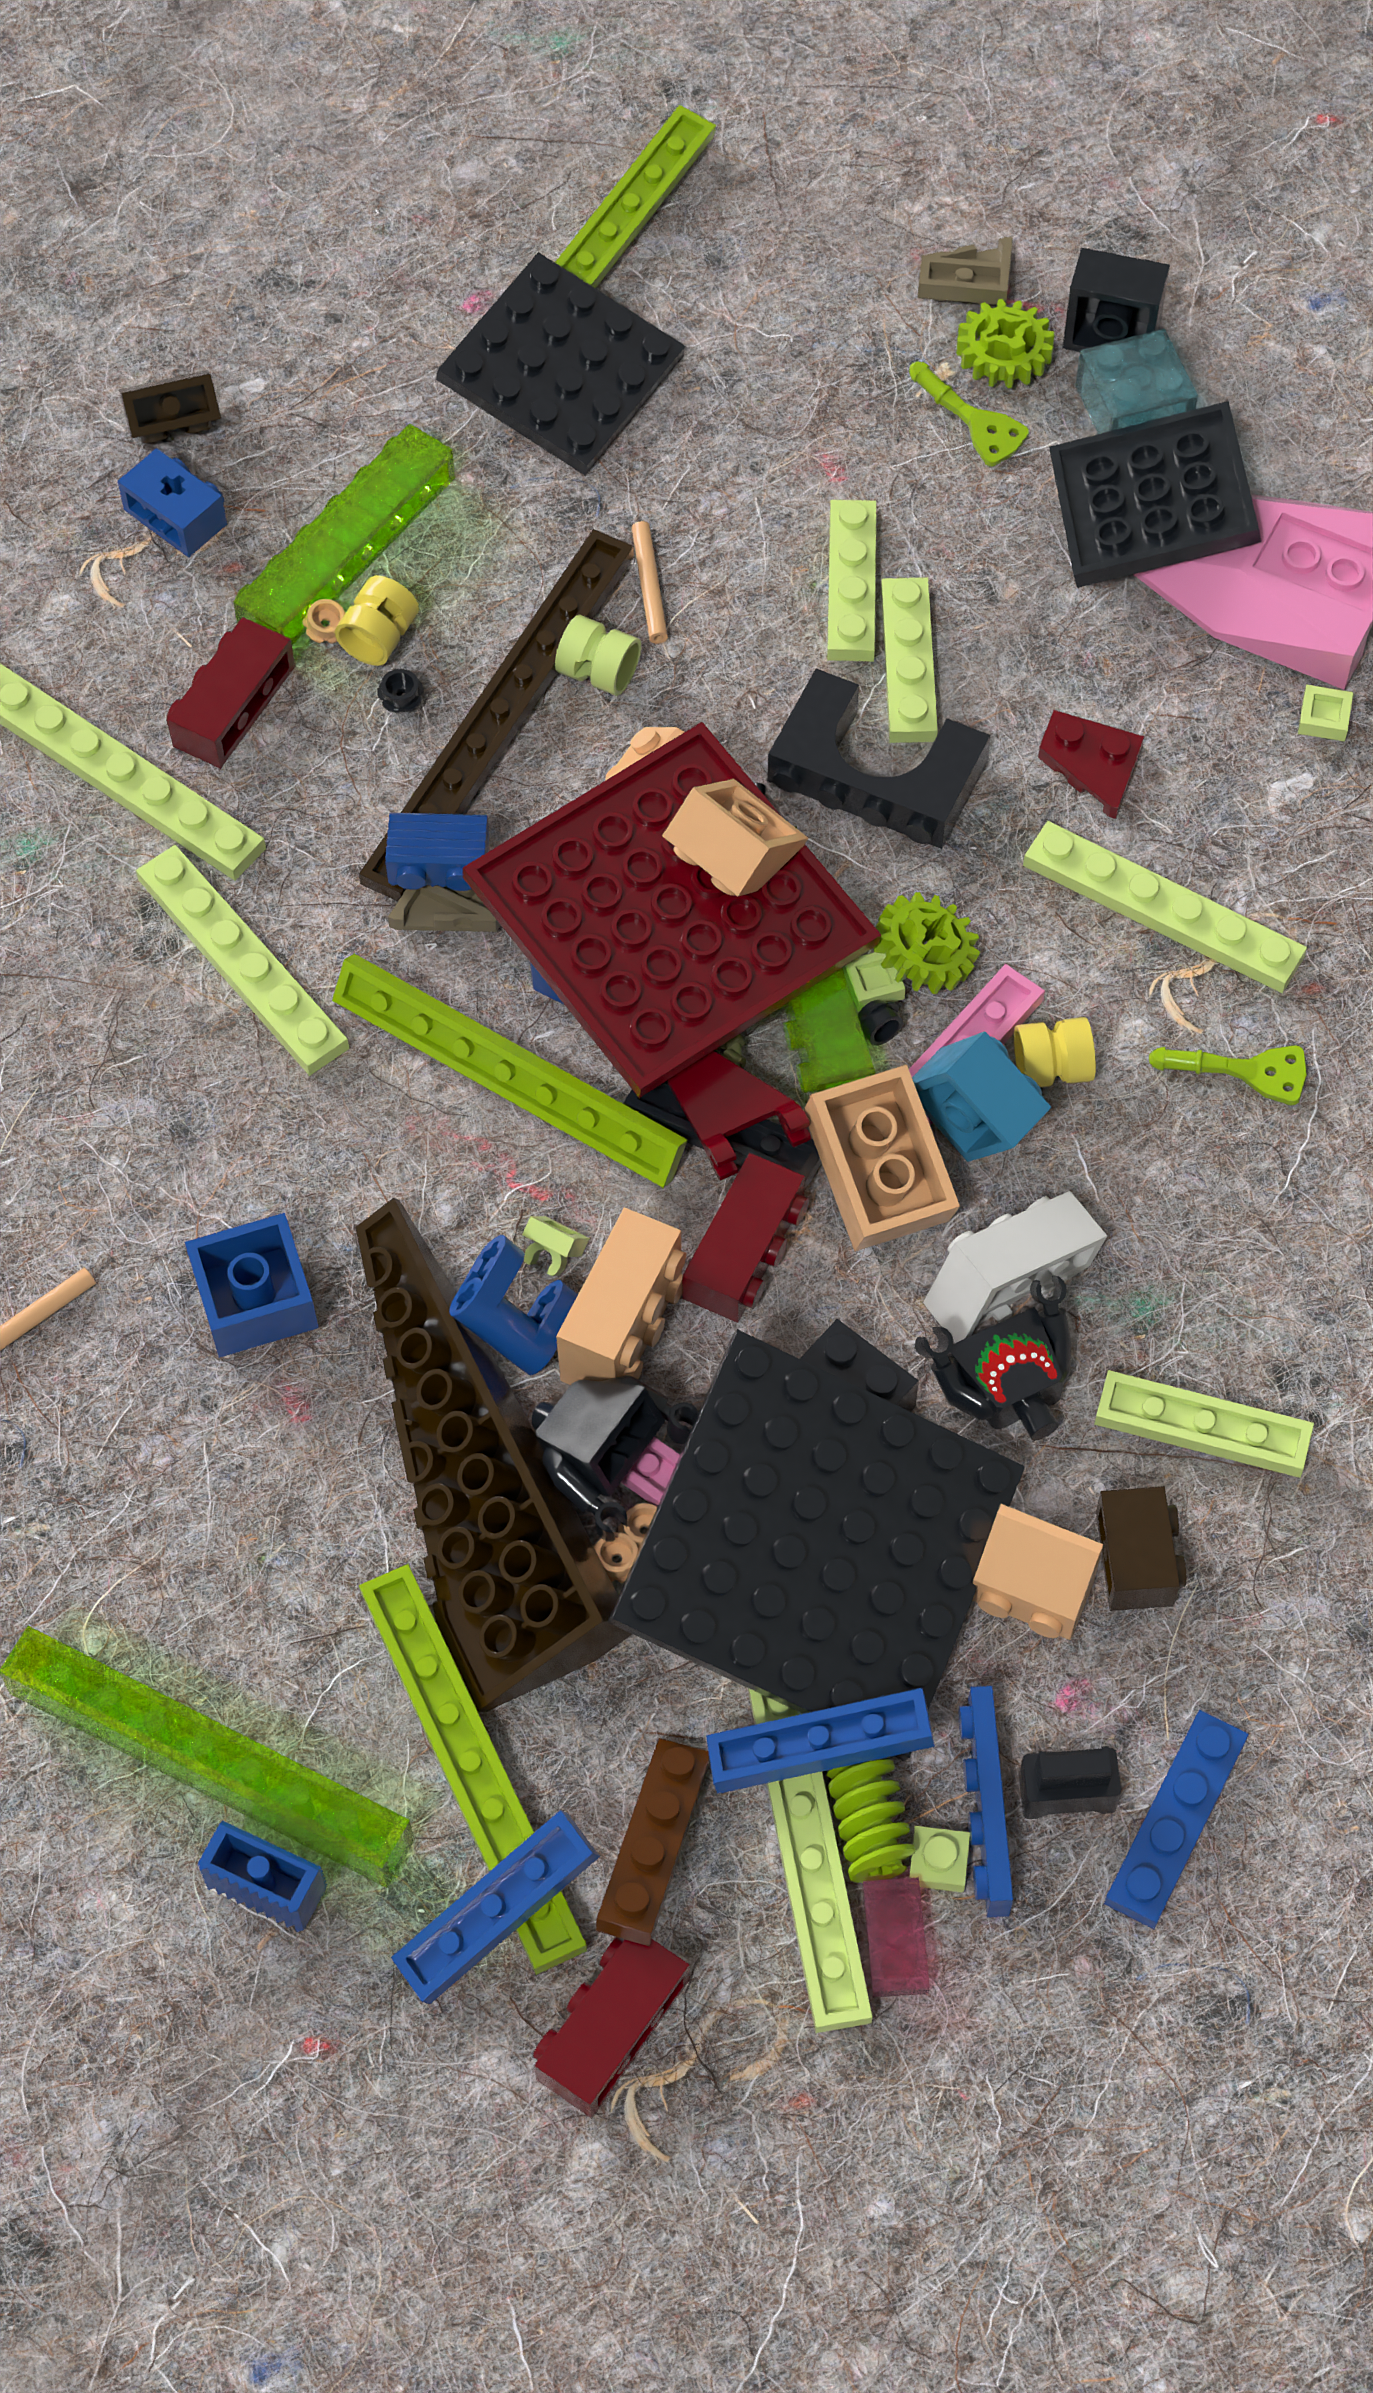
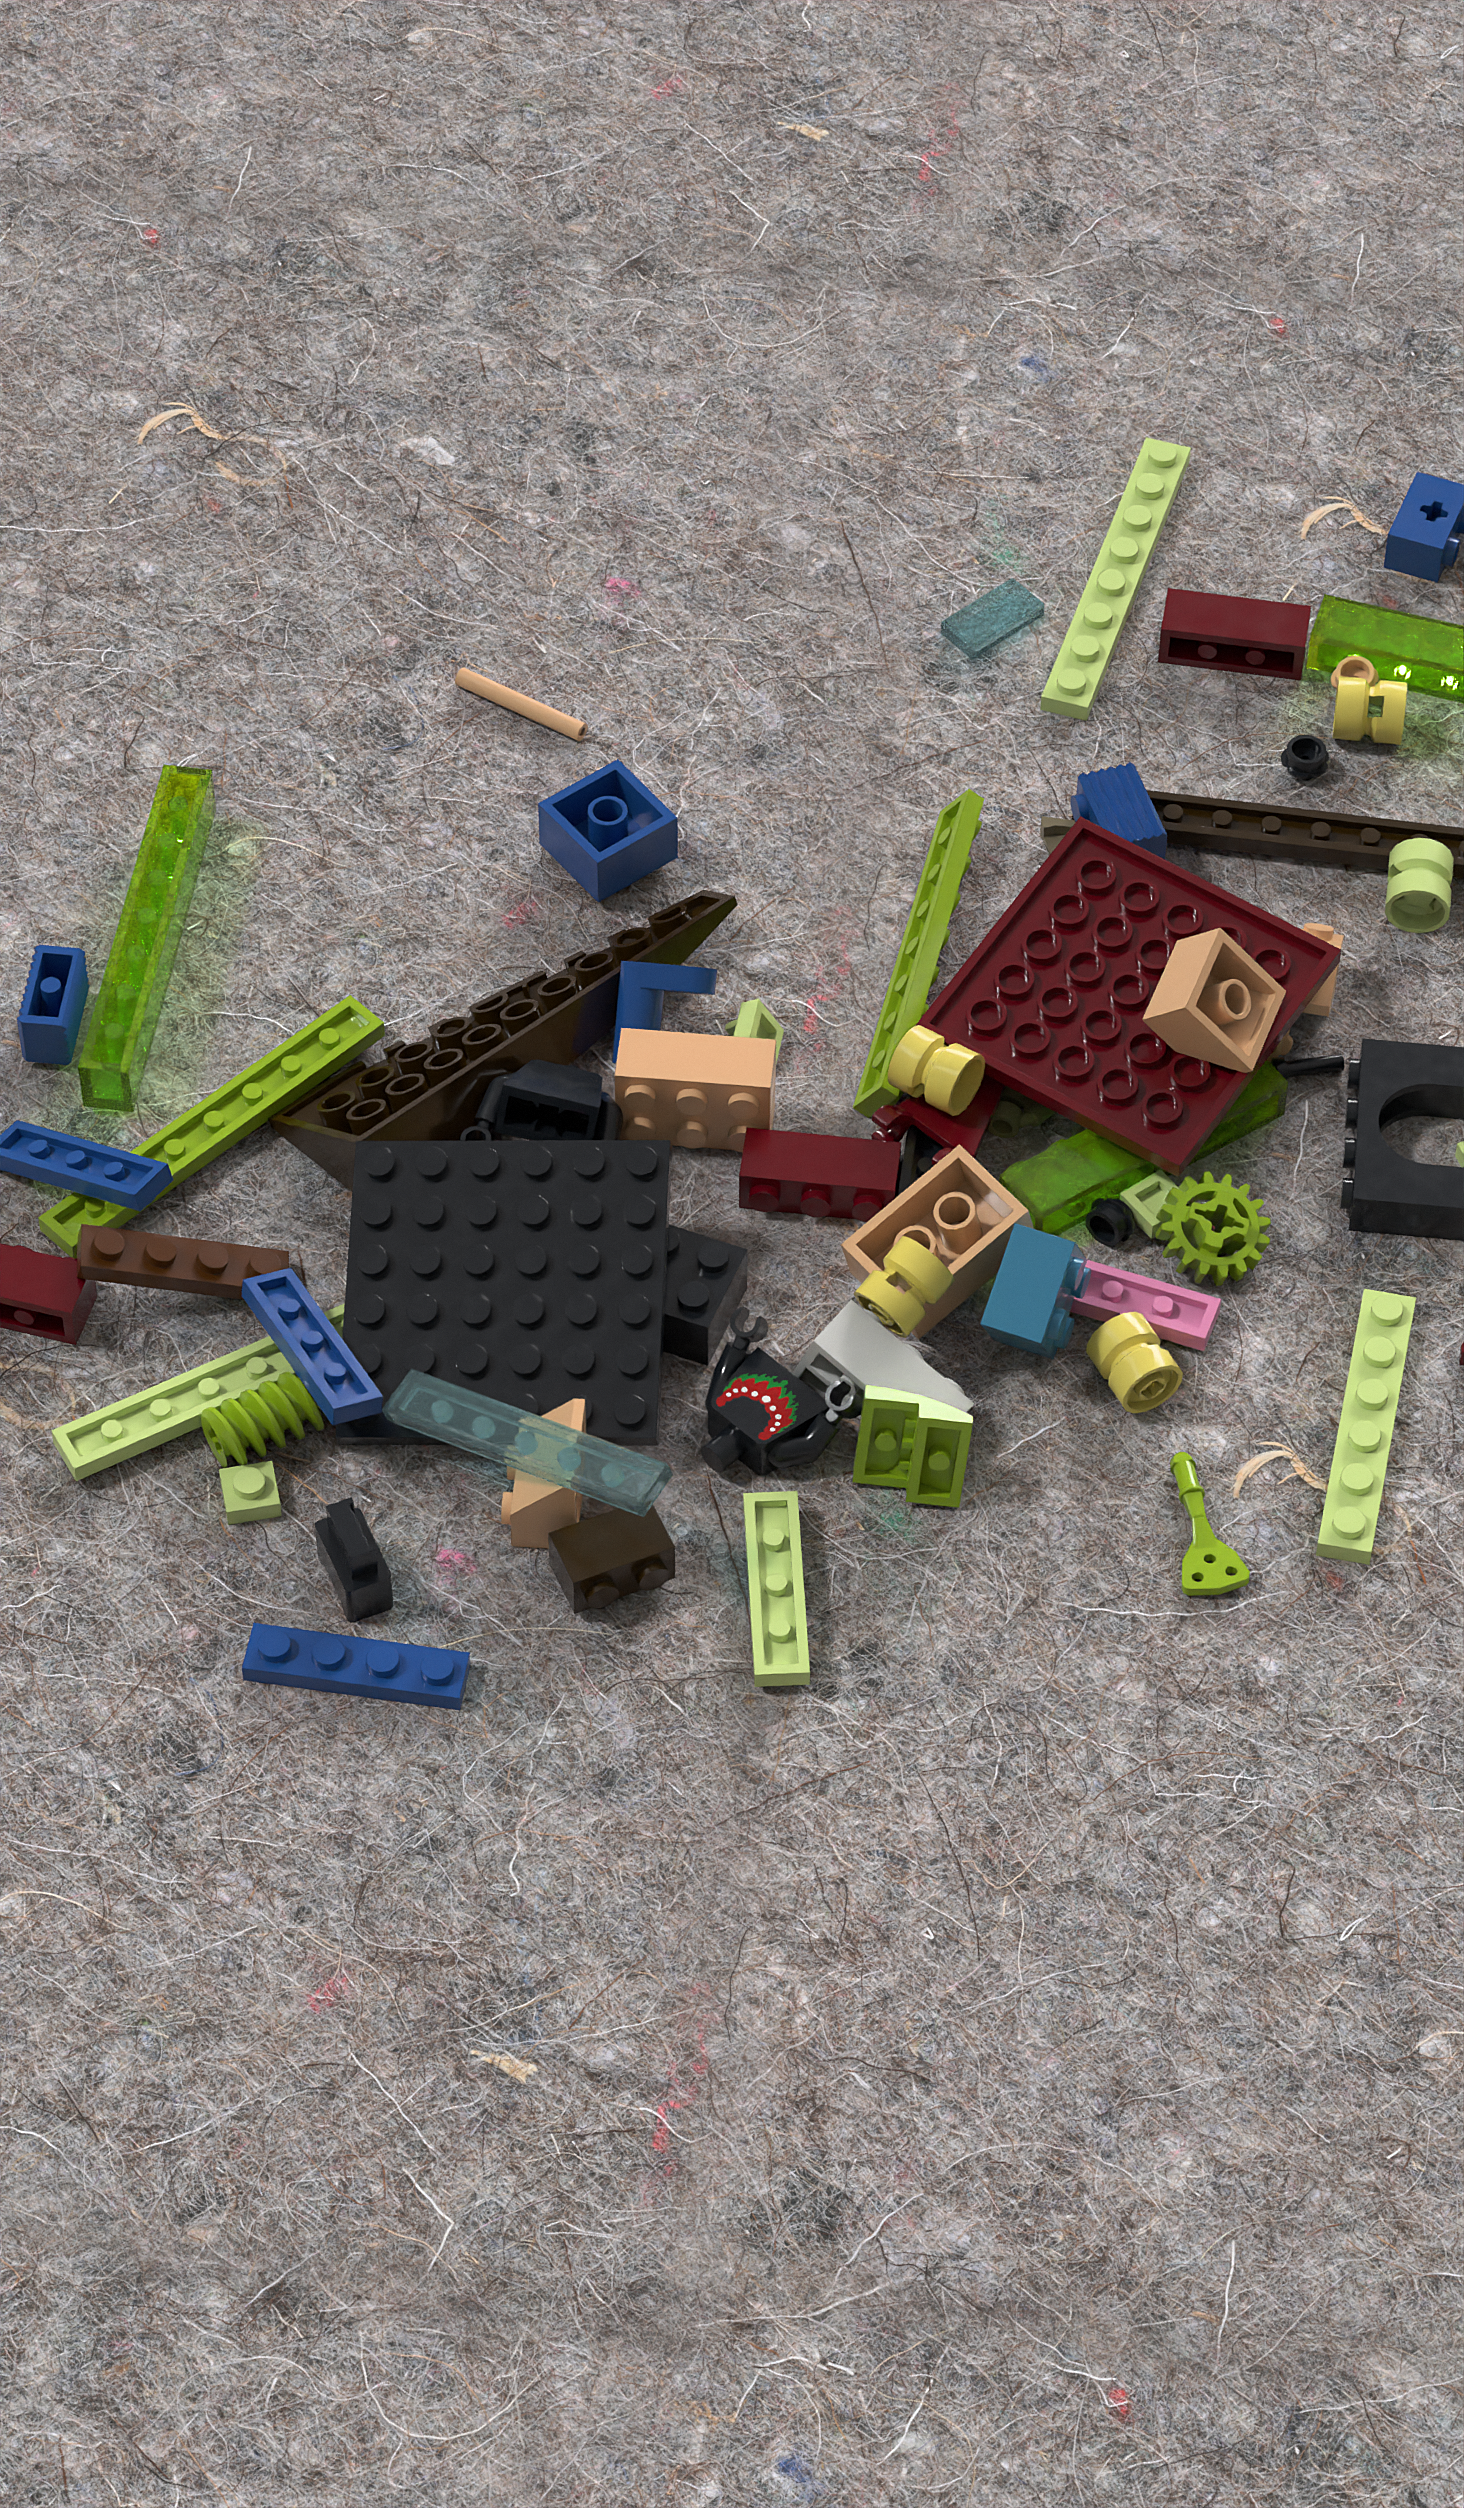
camera: 70 degrees right, 10 degrees down
(108, 880) = (992, 618): none -> clear light blue tile
(242, 960) = (953, 736): yellowish green plate -> none
(703, 1086) = (942, 1073): none -> light yellow wheel
(895, 1937) = (159, 1473): clear pink plate -> none
(956, 1193) = (917, 1273): none -> light yellow wheel
(988, 1824) = (294, 1512): blue plate -> none
(1035, 1571) = (528, 1442): none -> clear light blue tile
(1104, 1254) = (912, 1445): none -> lime slope

